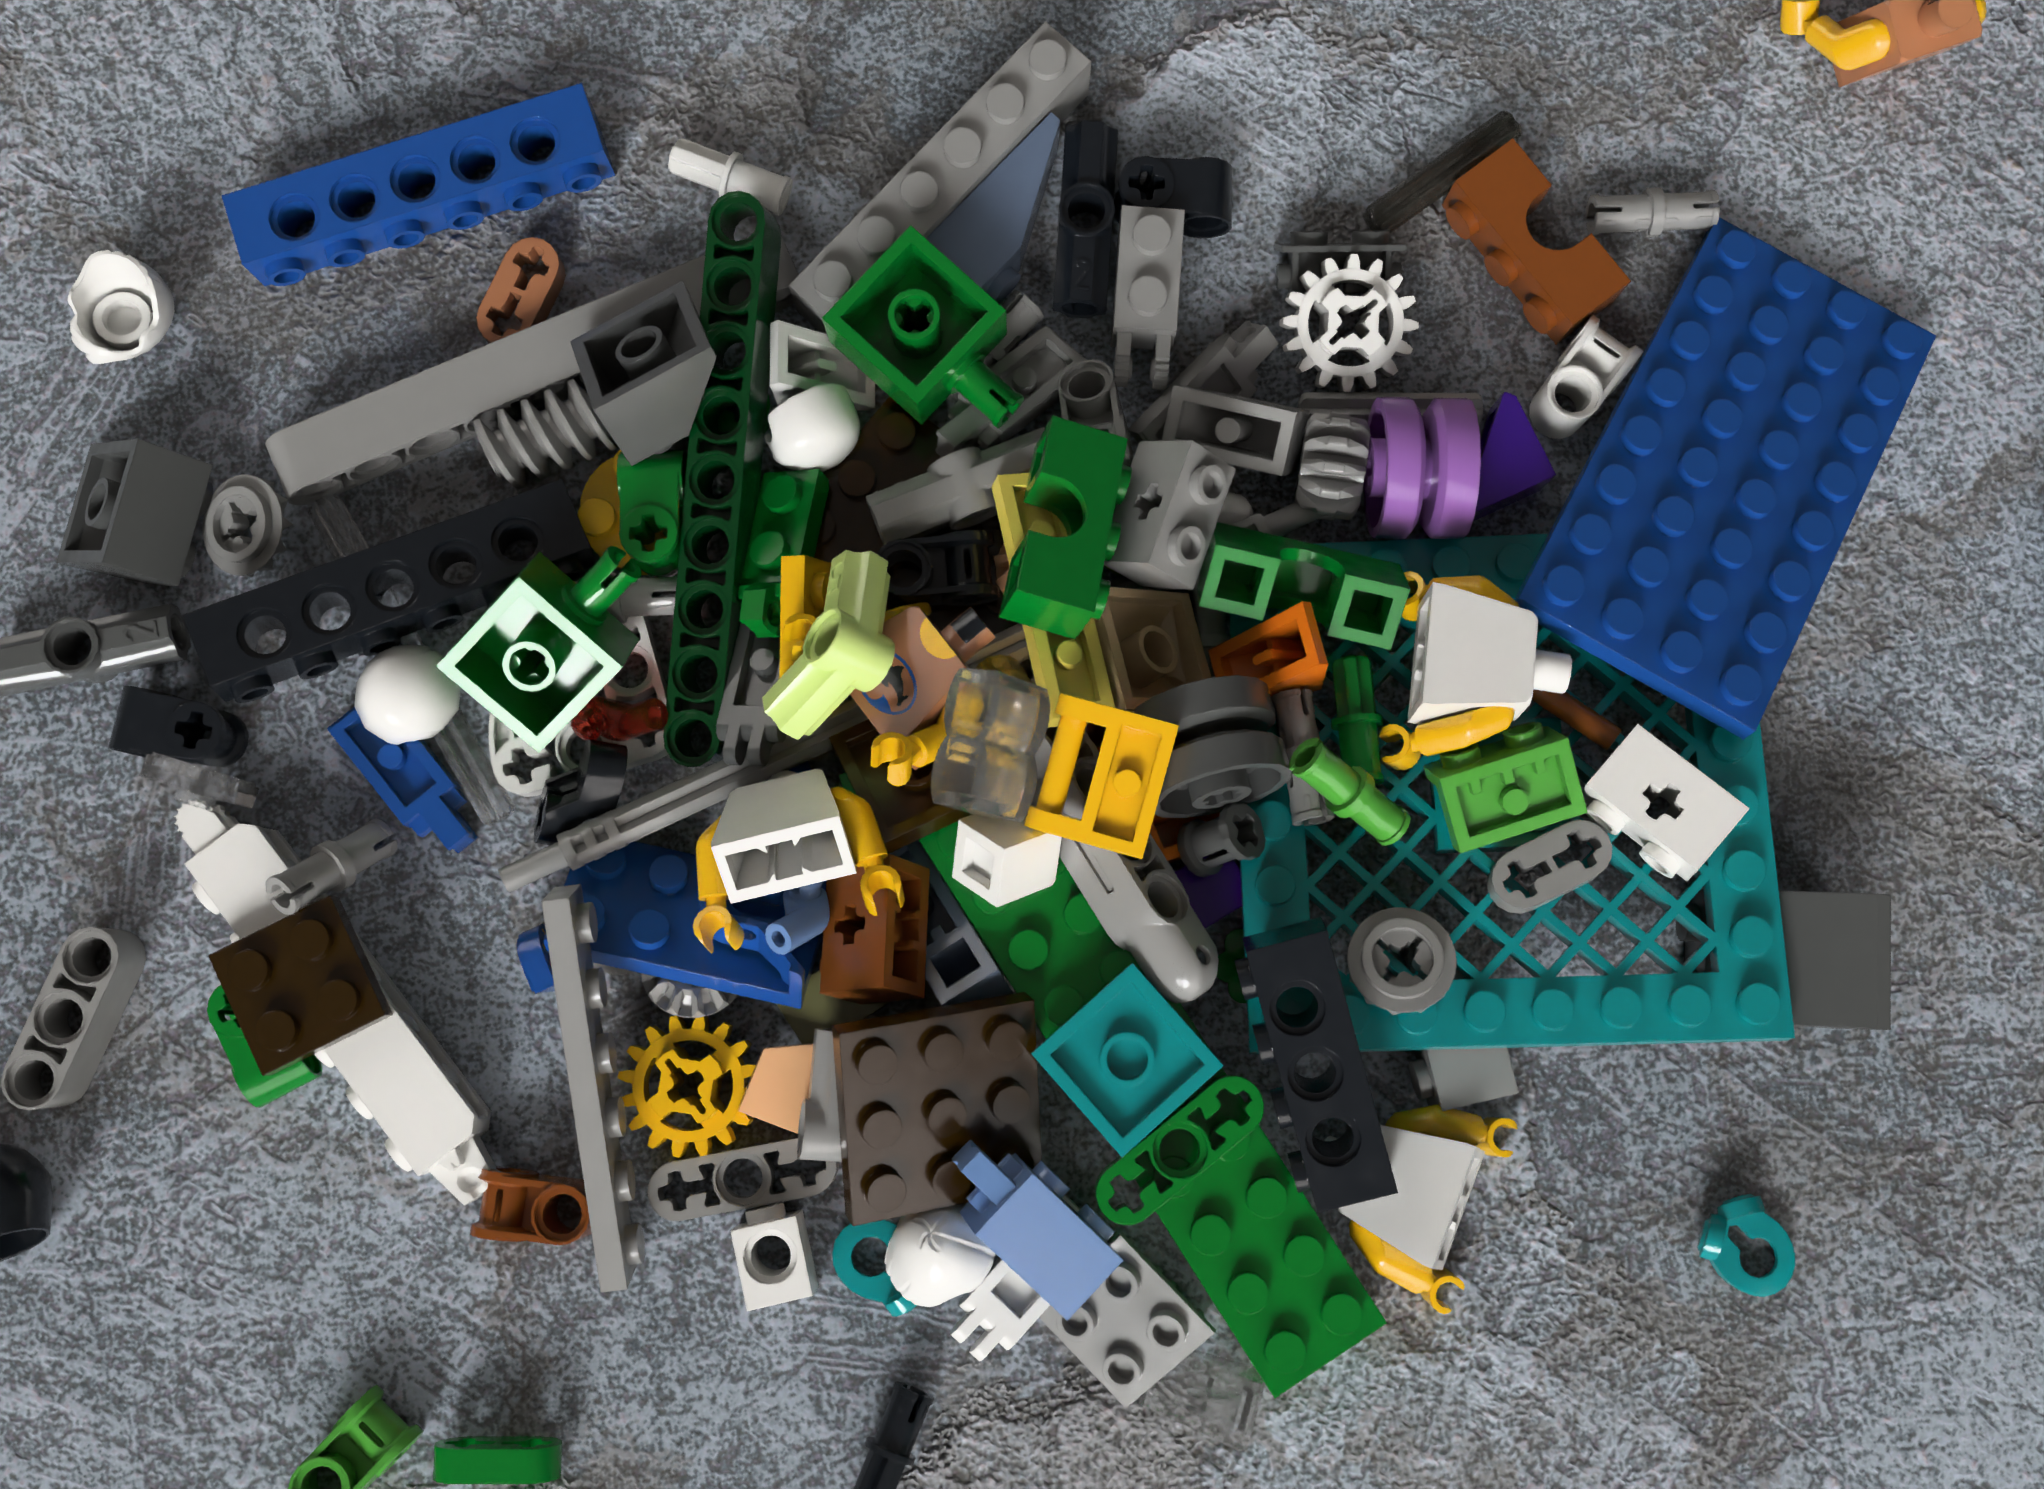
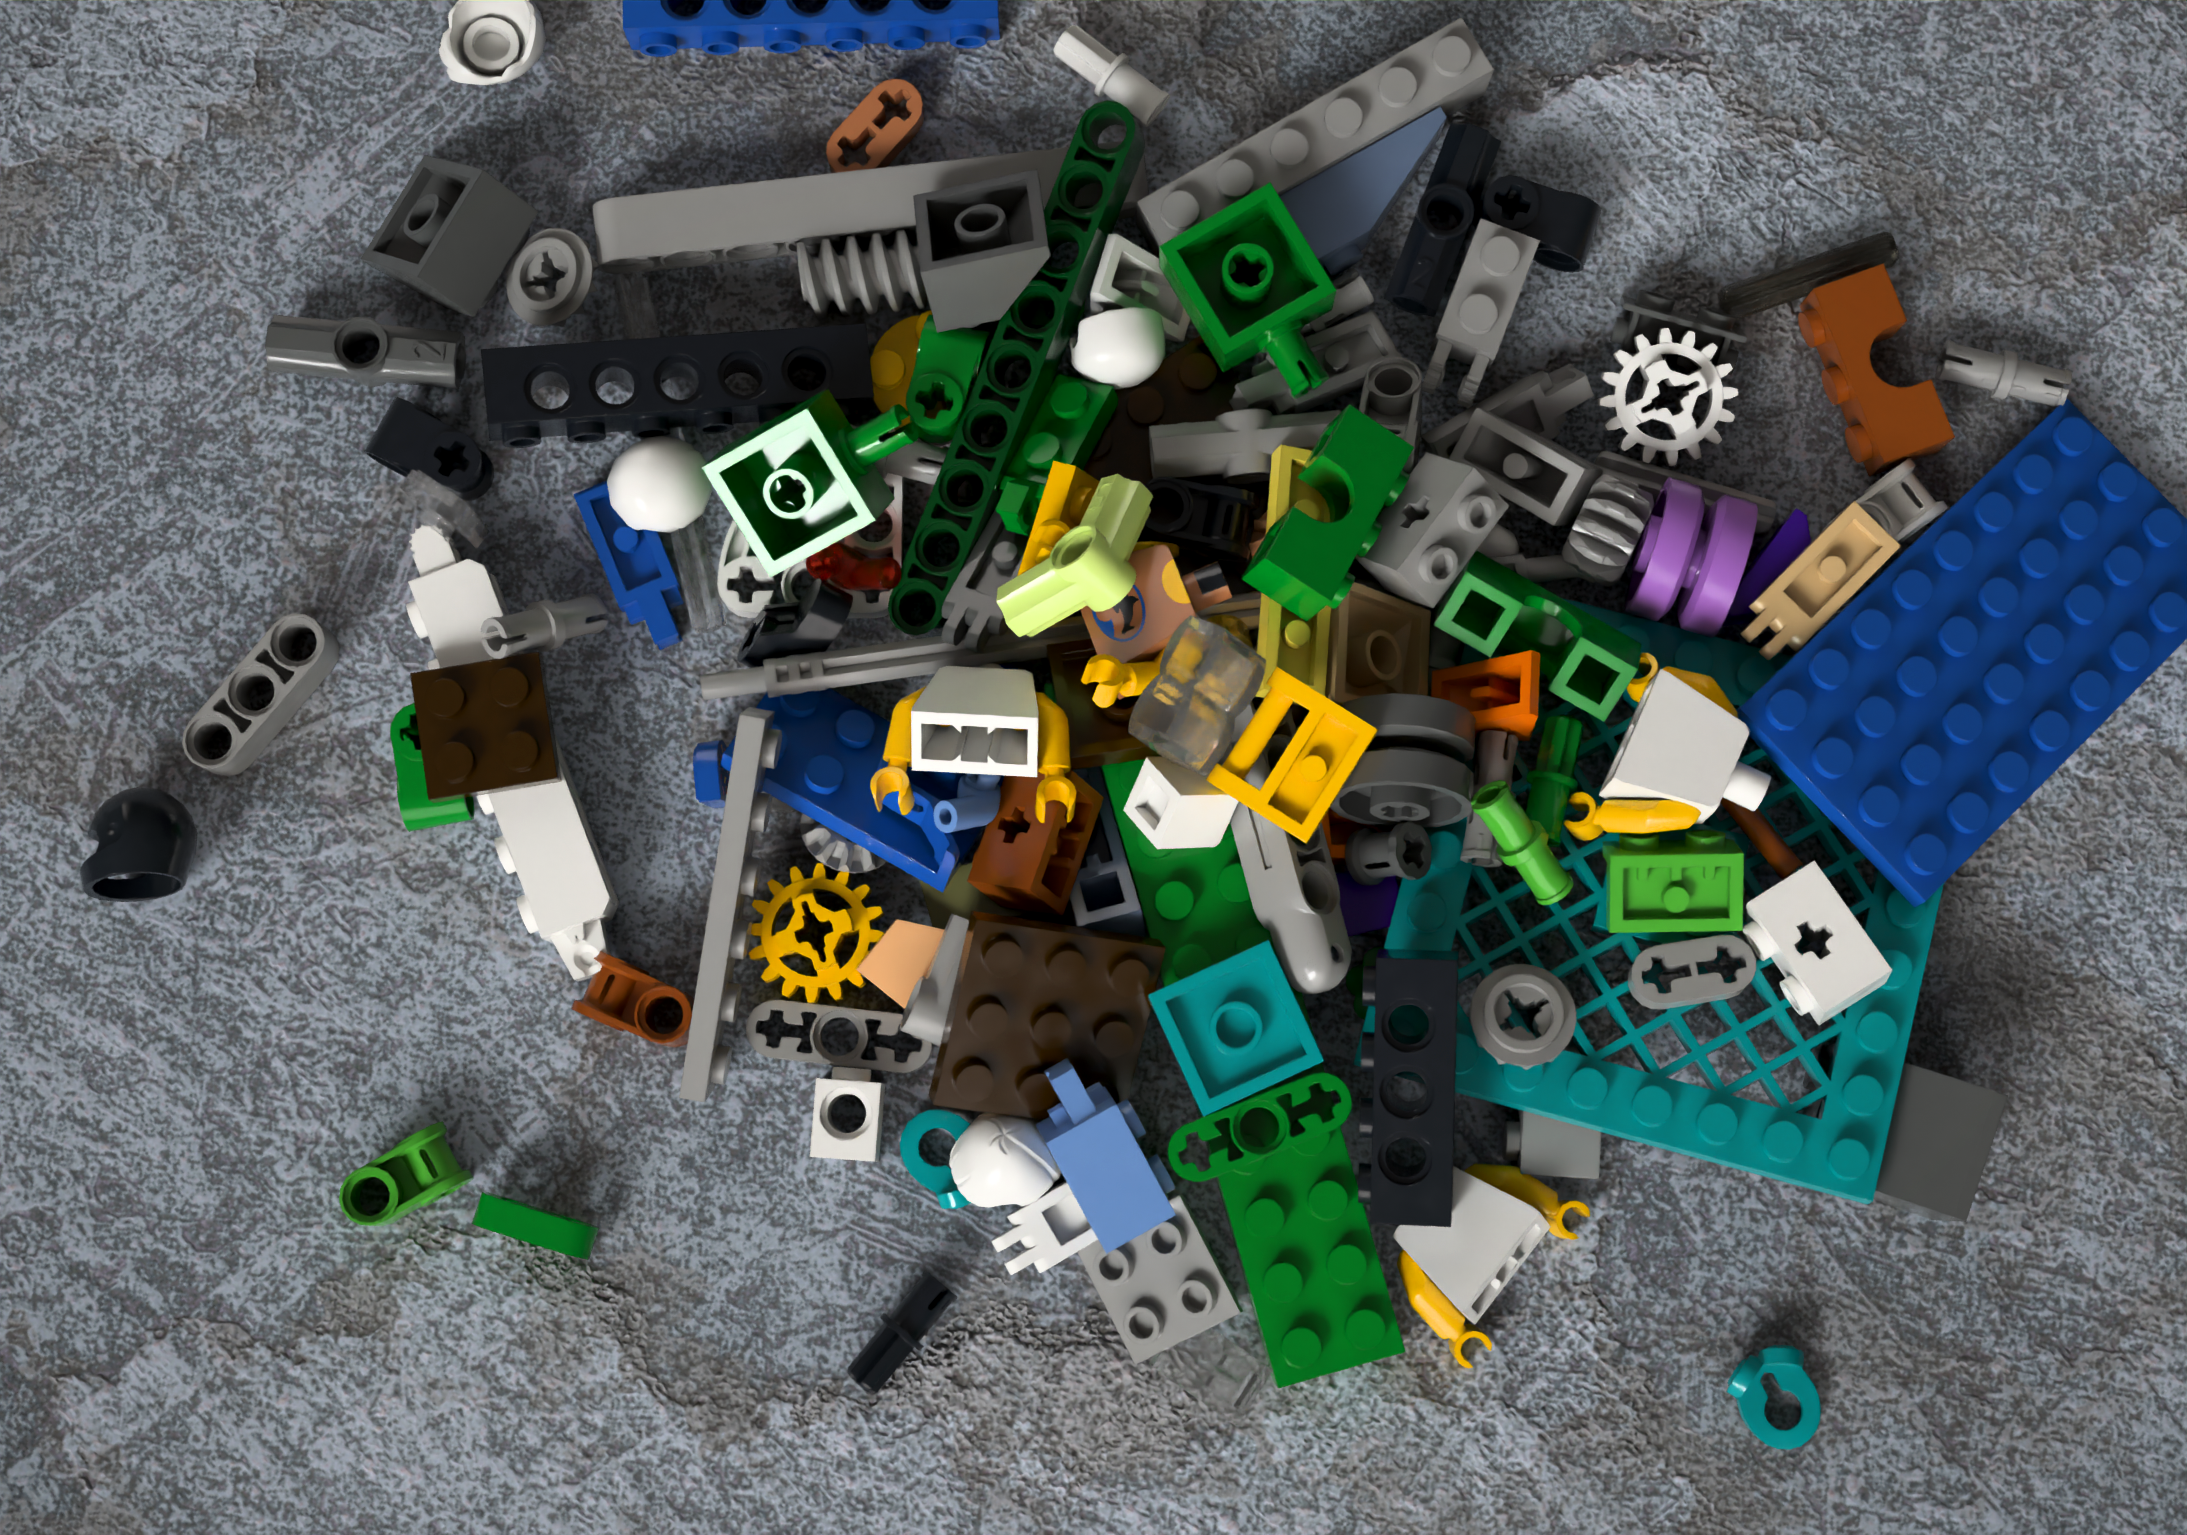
camera: 20 degrees right, 0 degrees up
(1551, 453) = (1820, 580): none -> tan hinge

